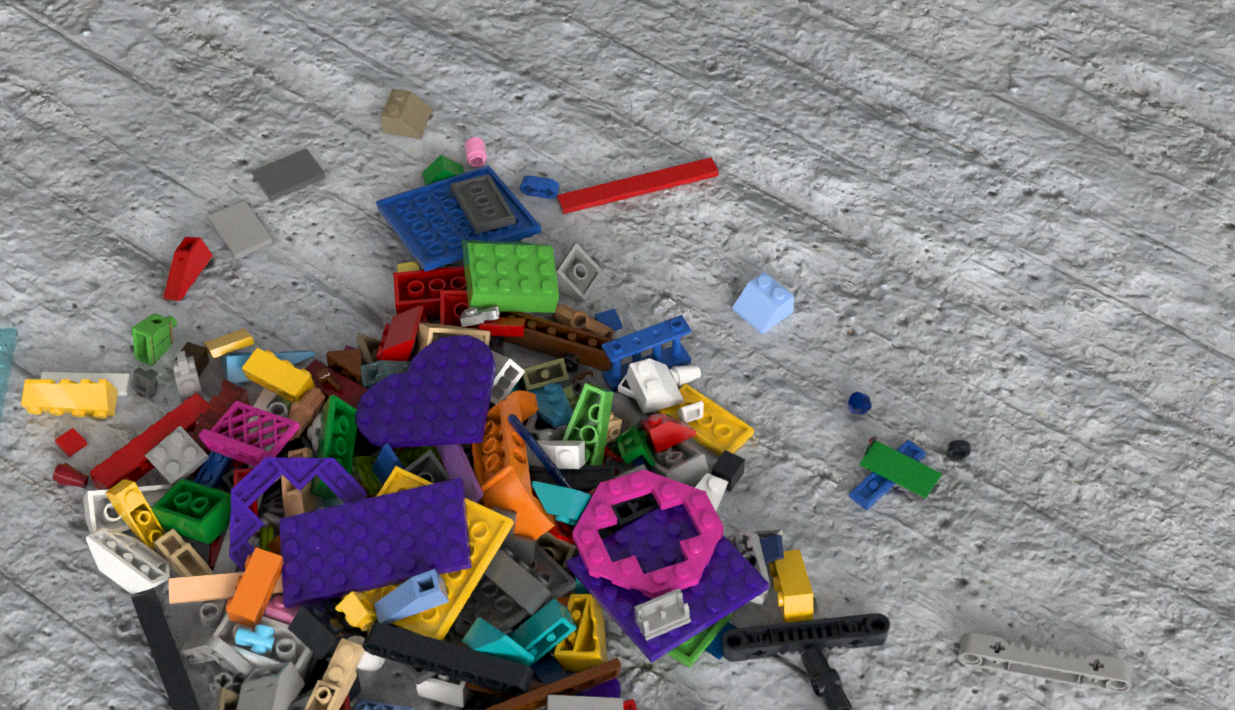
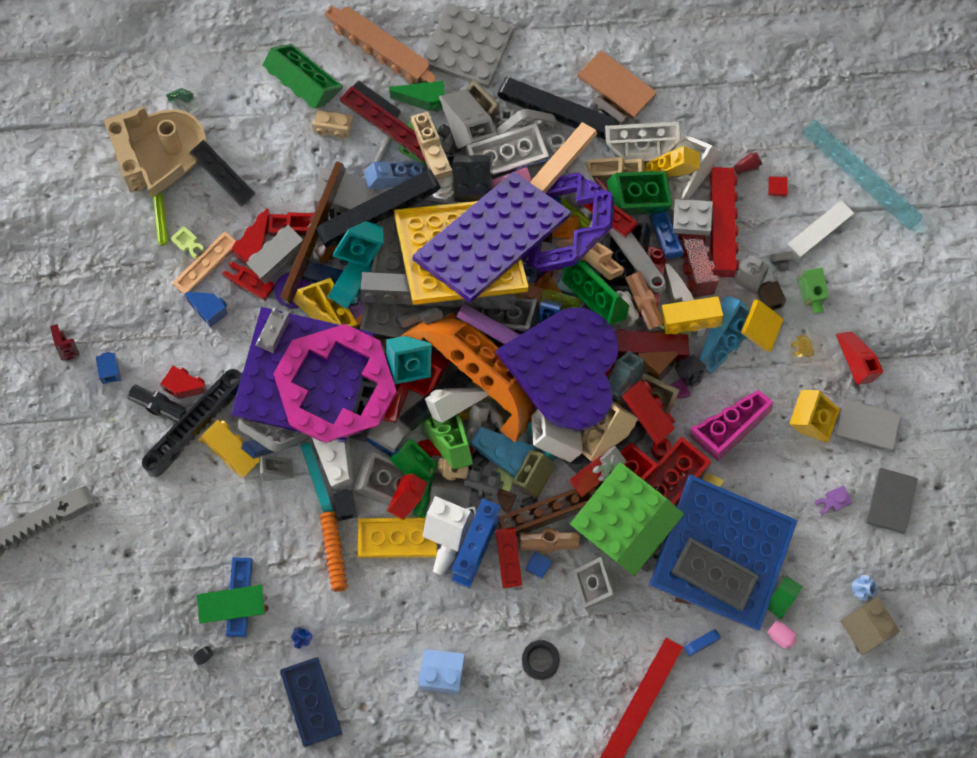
camera: 135 degrees right, 20 degrees up
(70, 397) = (811, 206): yellow wedge -> none
(85, 641) = (617, 84): none -> nougat tile
(120, 616) = (606, 105): none -> plate
(216, 308) = (805, 346): none -> clear yellow tile
(239, 448) = (652, 237): dark pink fence -> none
(255, 588) = (539, 163): orange brick -> none
(260, 639) = (504, 140): medium azure plate -> none
(272, 261) = (814, 415): none -> yellow slope
(324, 376) = (663, 341): reddish brown hand -> none
(325, 340) = (690, 370): none -> black slope
(328, 202) = (836, 499): none -> medium lavender plate
(342, 294) = (730, 426): none -> dark pink wedge
(358, 610) = (459, 193): yellow brick -> none
(381, 135) = (864, 587): none -> light blue gear
(412, 597) = (427, 215): medium blue slope -> none
(539, 452) = (415, 388): clear blue piece -> none
(626, 328) = (508, 557): none -> red tile
(677, 271) = (540, 644): none -> black tyre
(691, 412) = (409, 528): white slope -> none
(736, 503) = (316, 477): none -> teal beam
(771, 445) = (333, 551): none -> orange piece
(787, 681) = (181, 384): none -> red slope
(892, 361) = (311, 702): none -> dark blue tile

